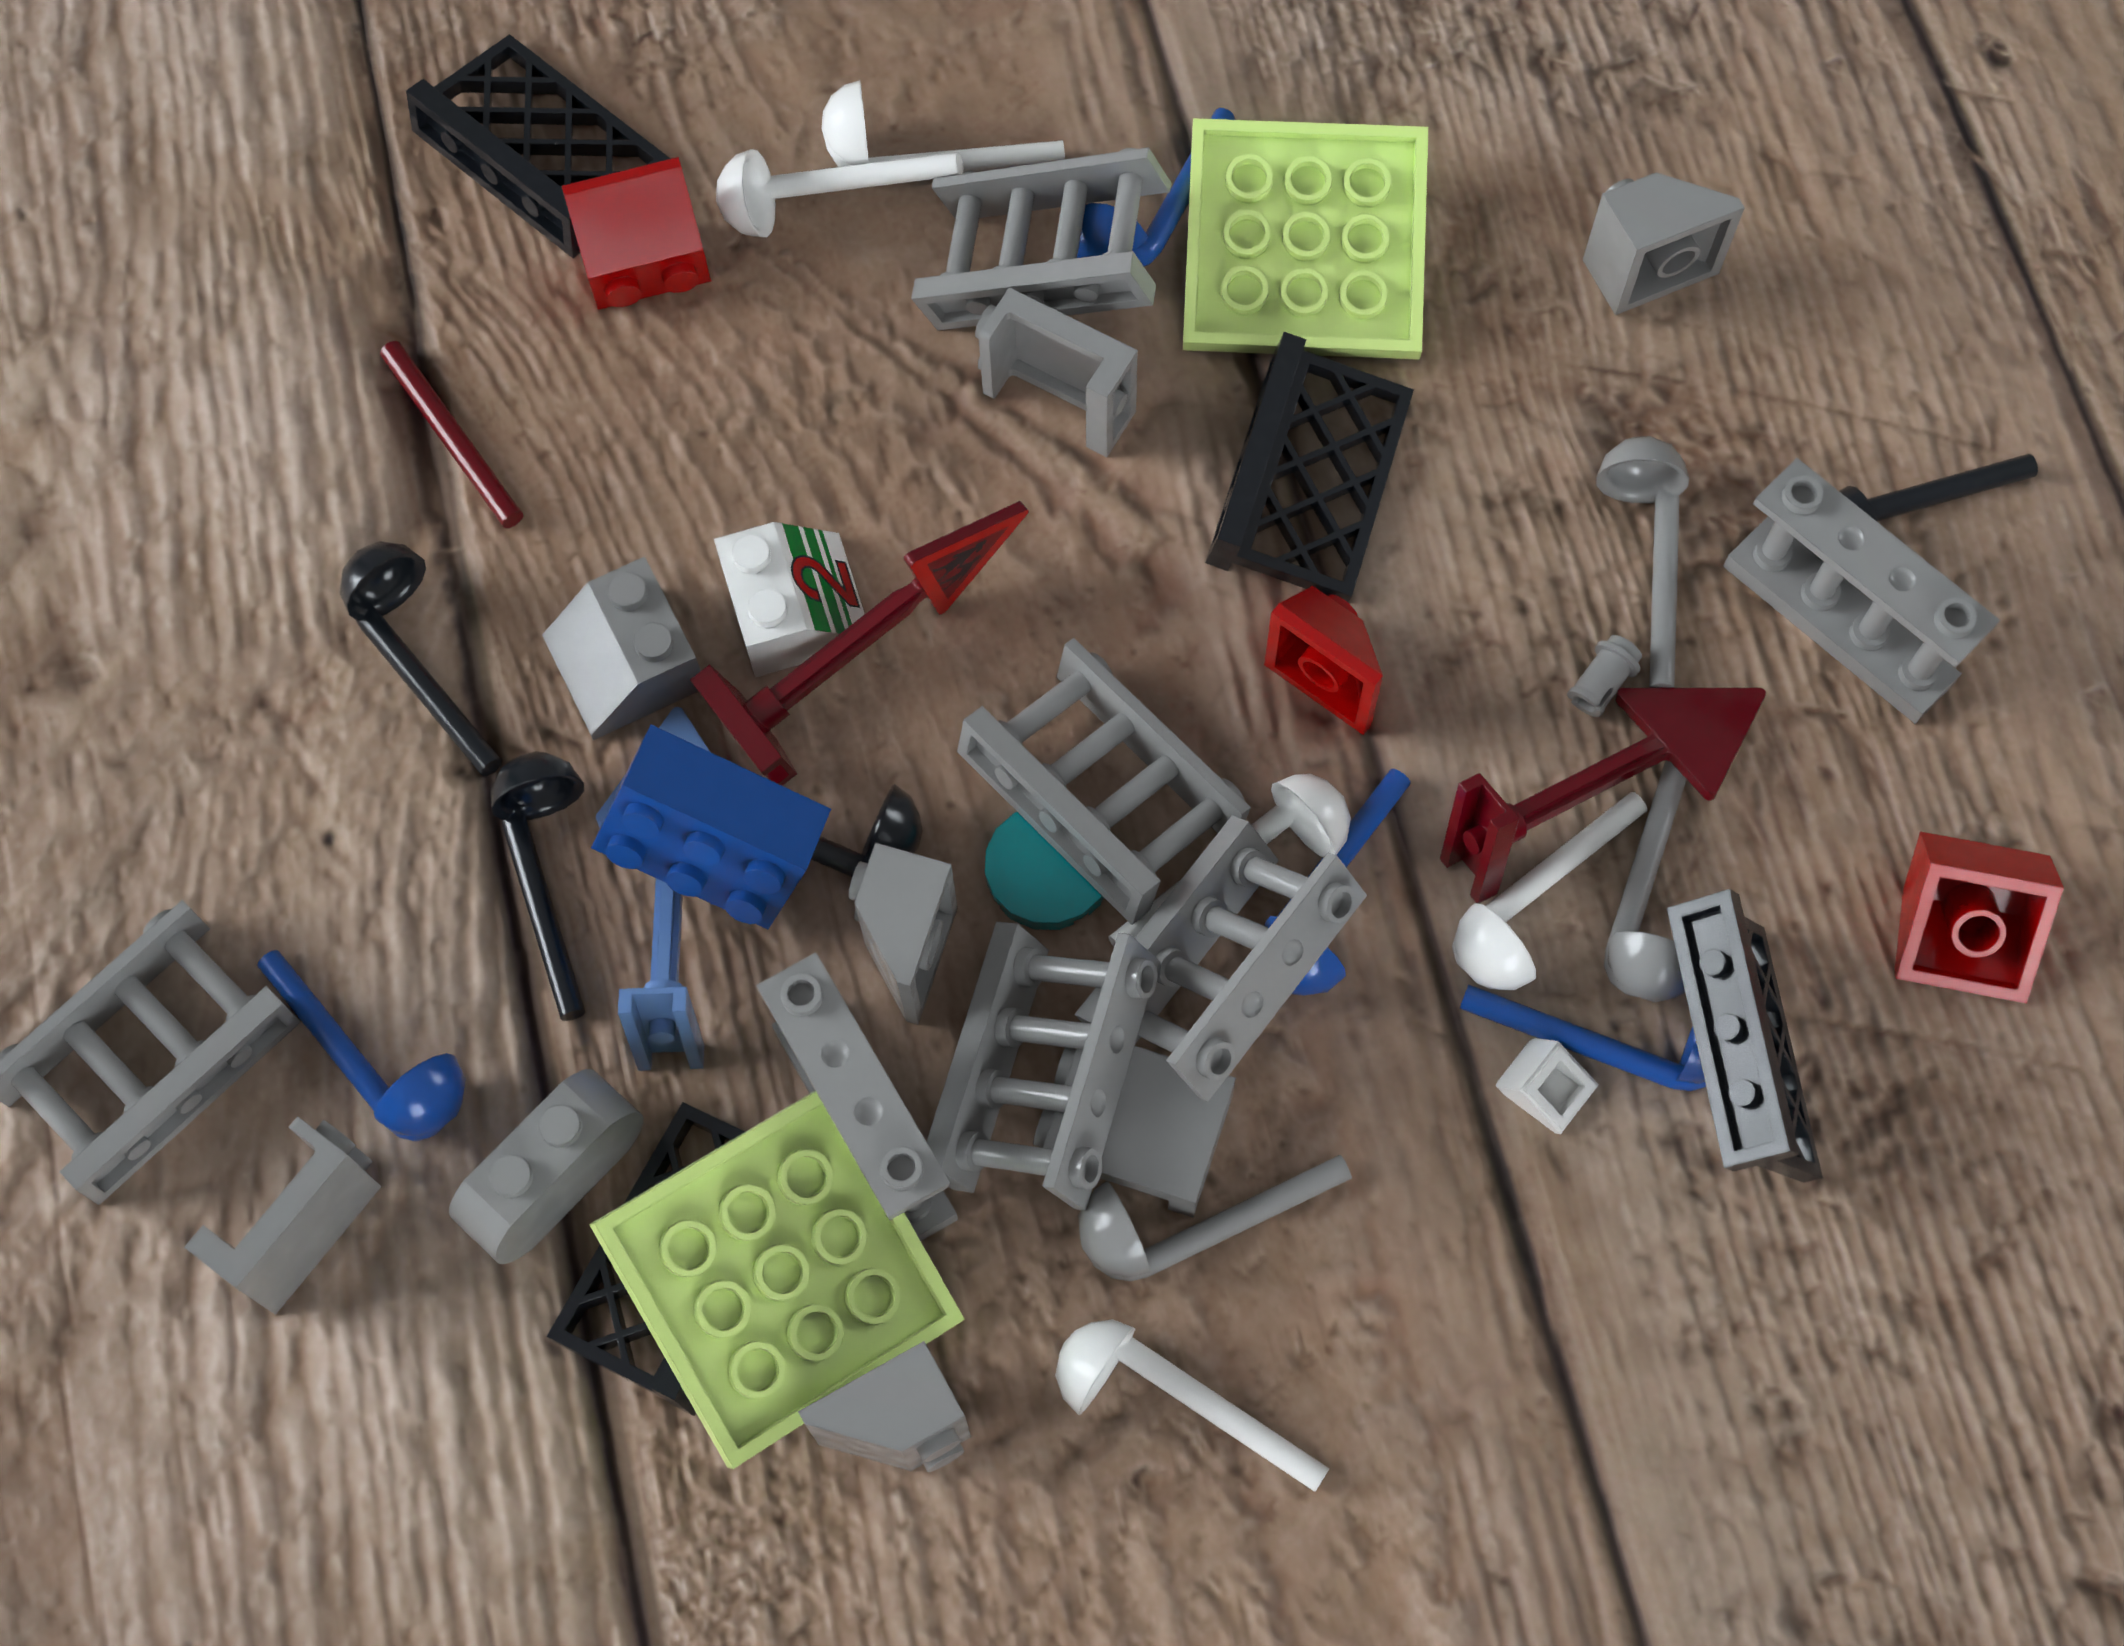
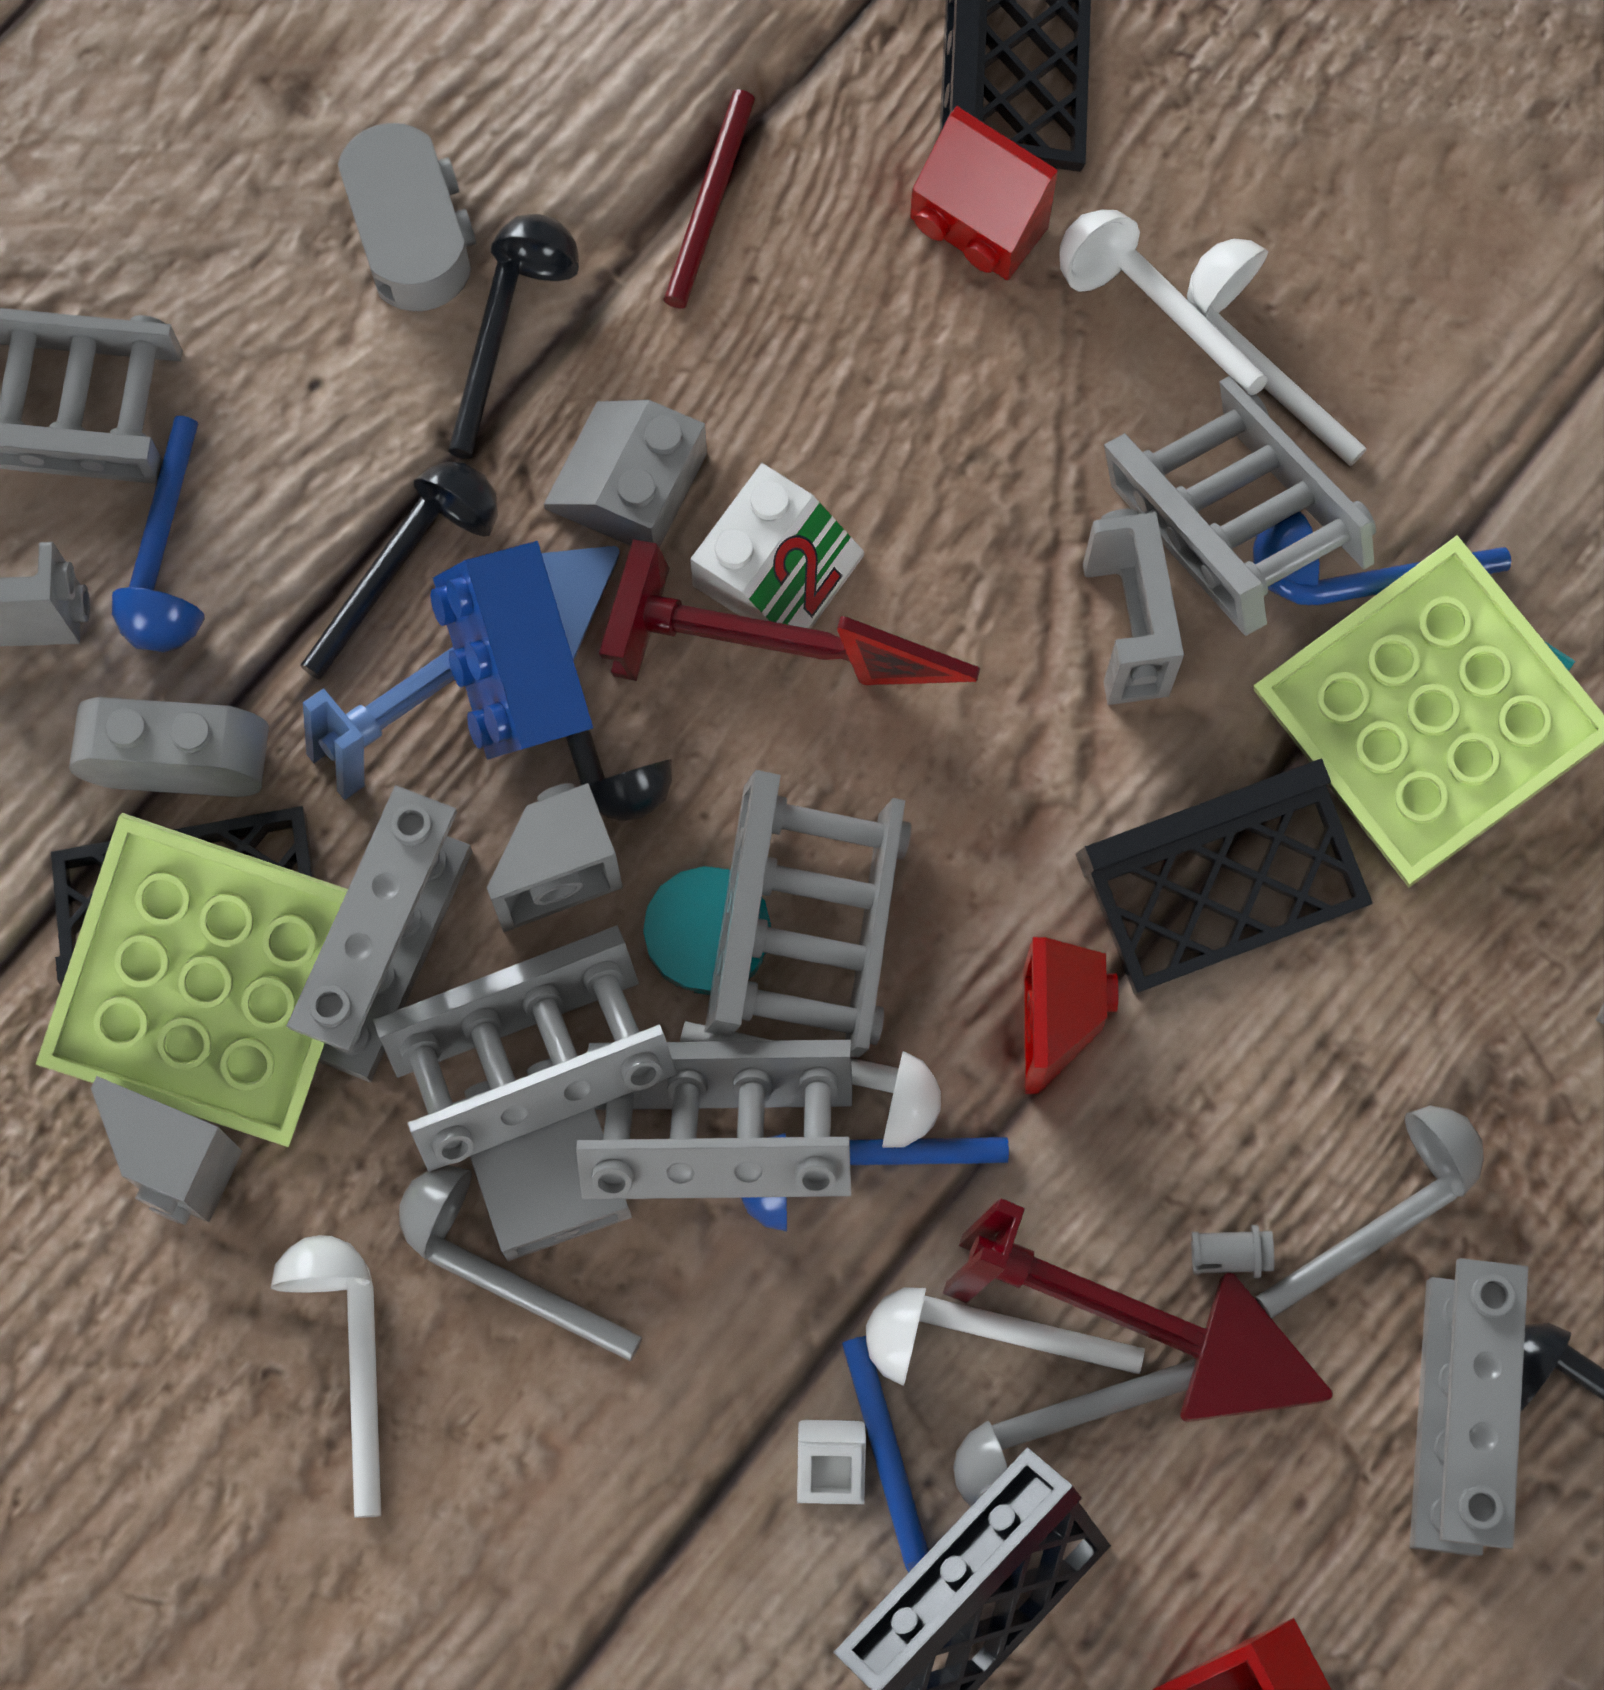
camera: 50 degrees right, 5 degrees up
(256, 659) = (407, 216): none -> light grey brick

